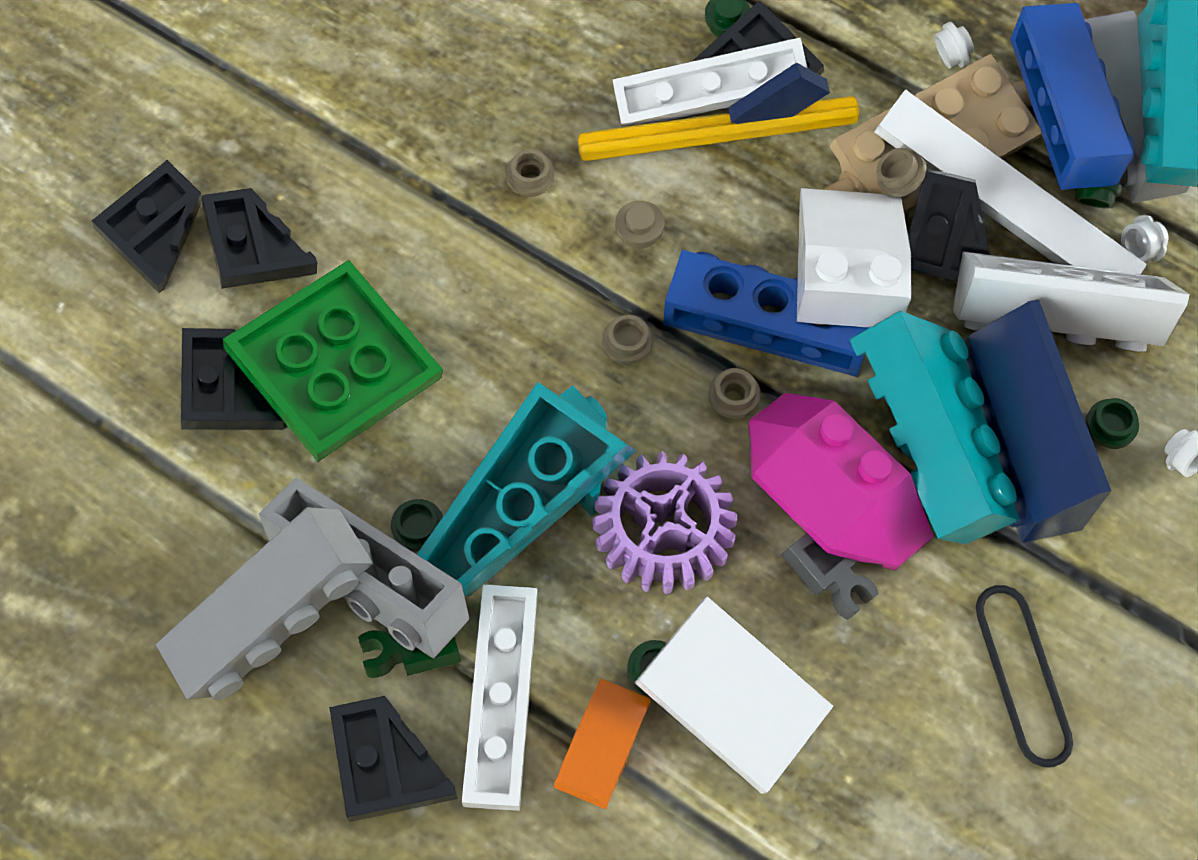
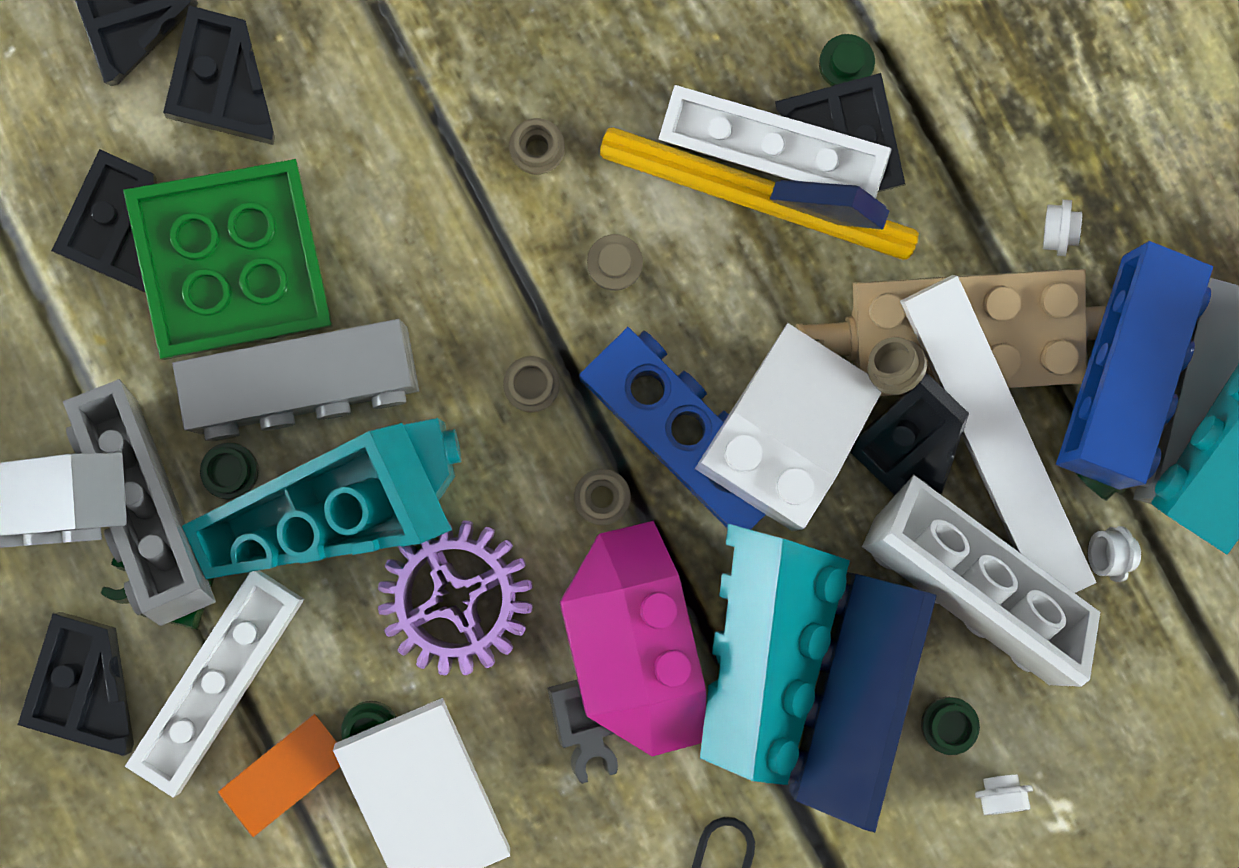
camera: 25 degrees right, 20 degrees up
(436, 423) = (296, 378): none -> light grey brick

